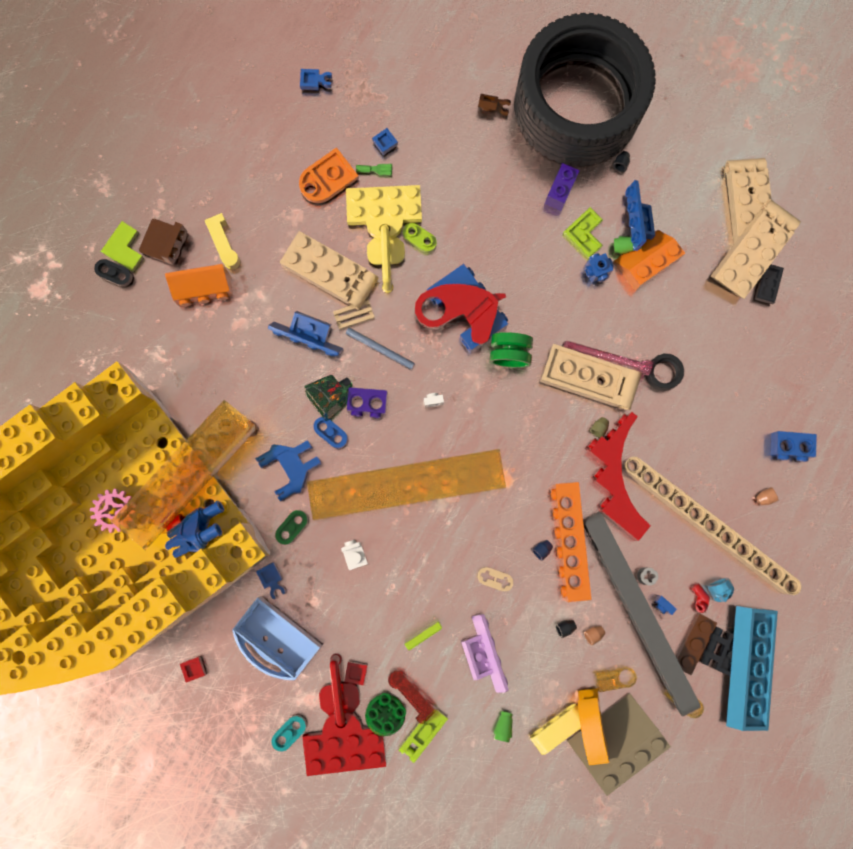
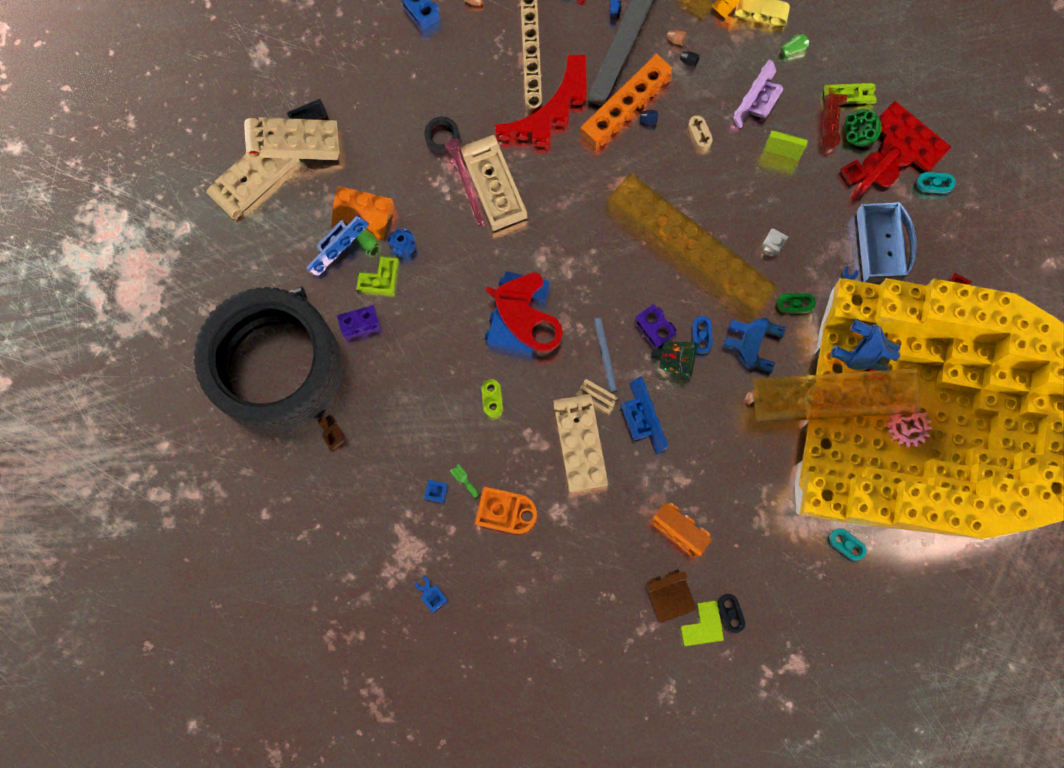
camera: 125 degrees left, 5 degrees down
(228, 256) = (637, 533): light yellow leg -> none
(384, 210) = (491, 443): light yellow plate -> none
(433, 400) = (611, 280): white plate -> none
(511, 350) = (524, 251): green wheel -> none
(600, 427) = (523, 147): olive hose -> none
(651, 580) = (604, 32): light grey bush -> none

